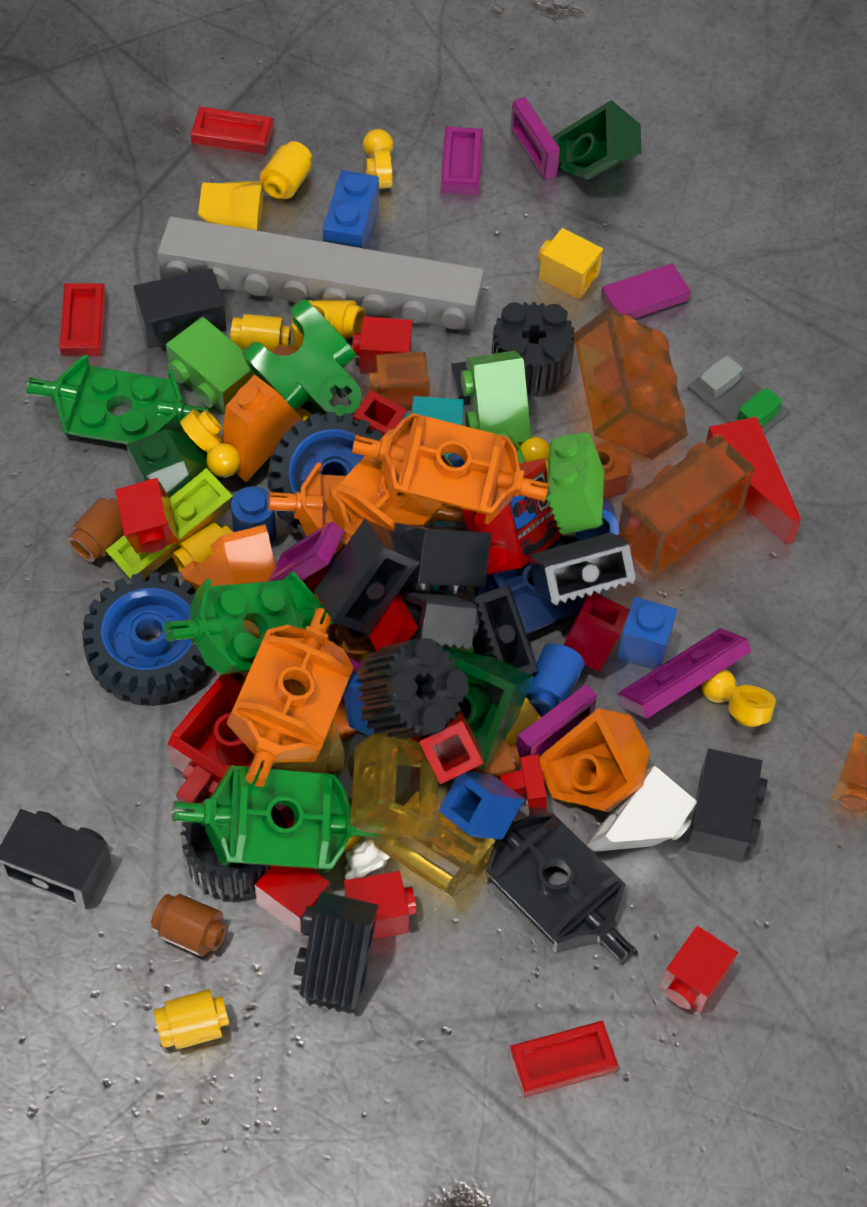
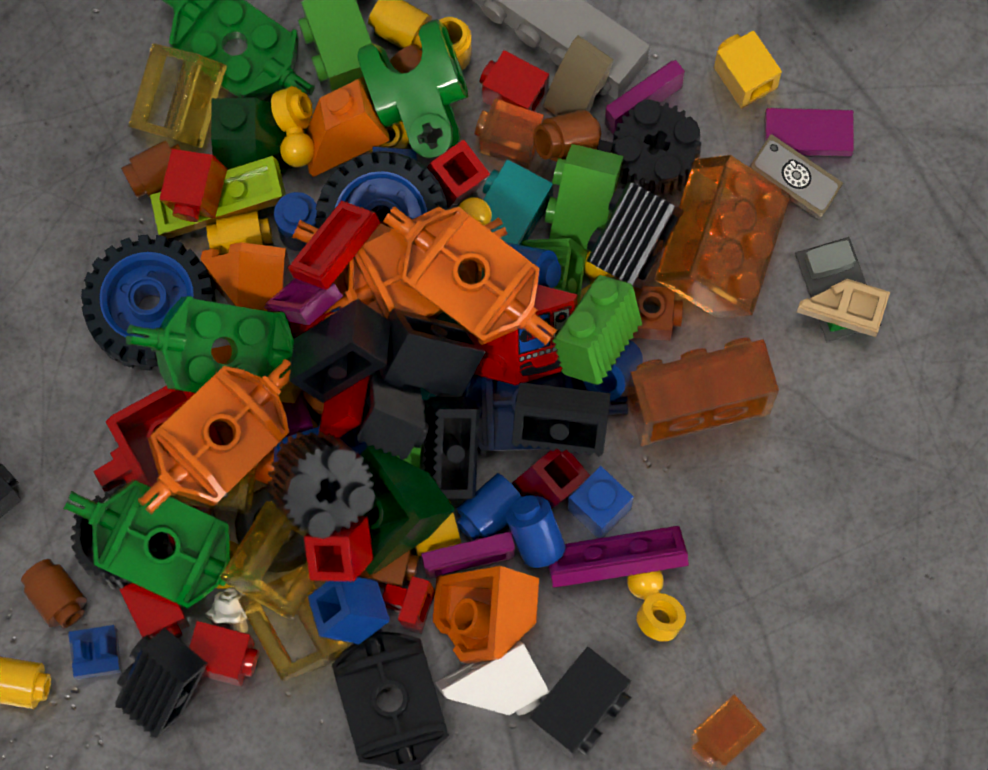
camera: 30 degrees right, 15 degrees up
(106, 458) = (191, 102): none -> clear yellow tile
(254, 961) = (95, 652): none -> blue tile
(314, 493) = (334, 245): none -> red tile
(346, 316) = (487, 33): yellow cone -> none
(440, 317) = (578, 78): none -> dark tan slope
(449, 357) = (557, 133): none -> dark orange brick
(508, 292) = (655, 87): none -> magenta tile
(559, 400) = (633, 234): none -> black brick
(607, 675) = (535, 531): none -> blue brick
(678, 328) = (794, 173): none -> slope
(762, 399) = (849, 306): none -> tan tile
(768, 493) = (797, 361): red slope -> none

